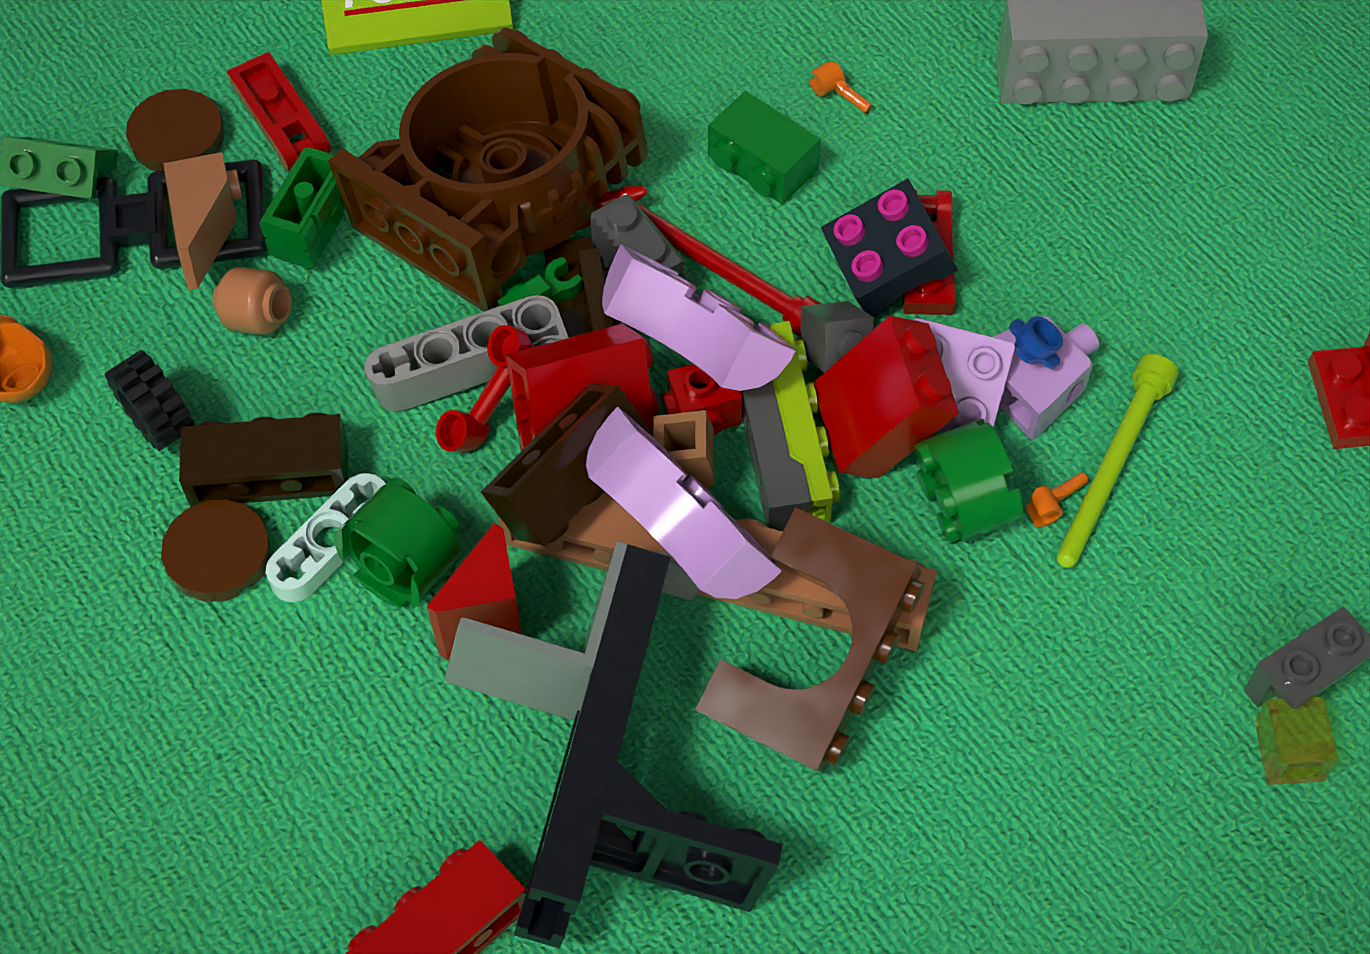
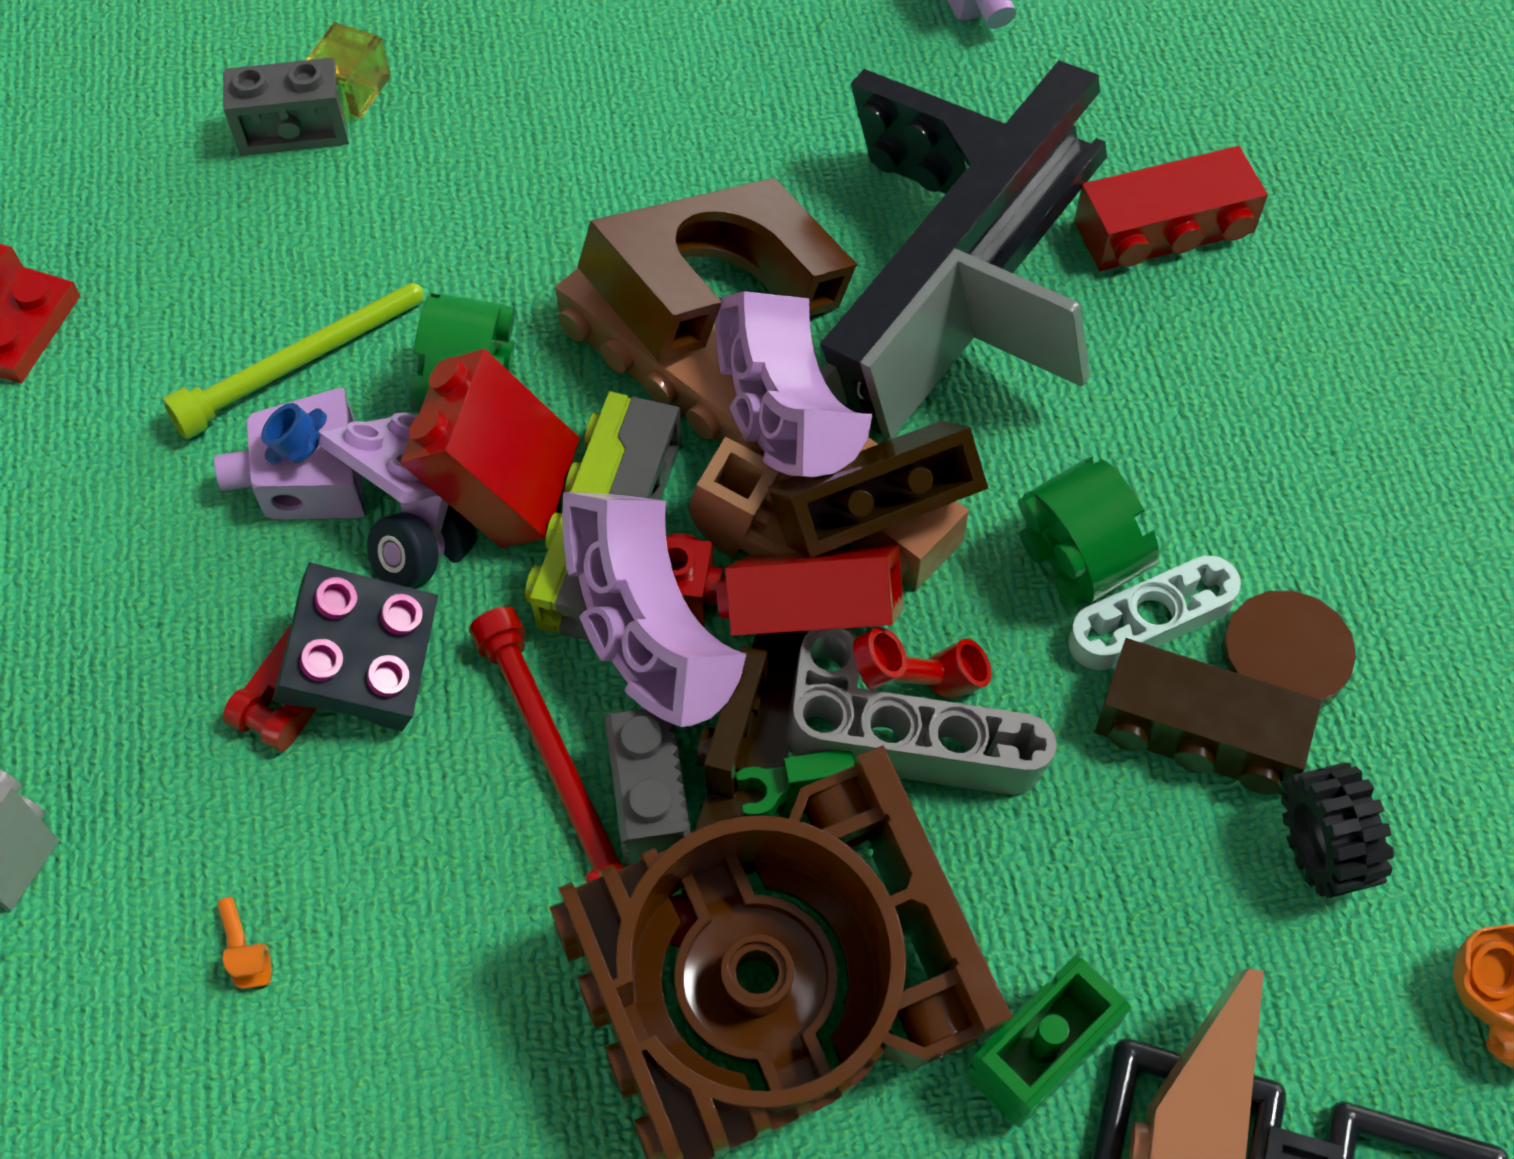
camera: 155 degrees left, 0 degrees up
(252, 301) = (1164, 944): nougat head -> none
(476, 591) = (1029, 429): red slope -> none
(763, 147) = (401, 878): green brick -> none
(832, 331) = (486, 563): dark grey brick -> none
(1044, 502) = (395, 347): orange hand -> none

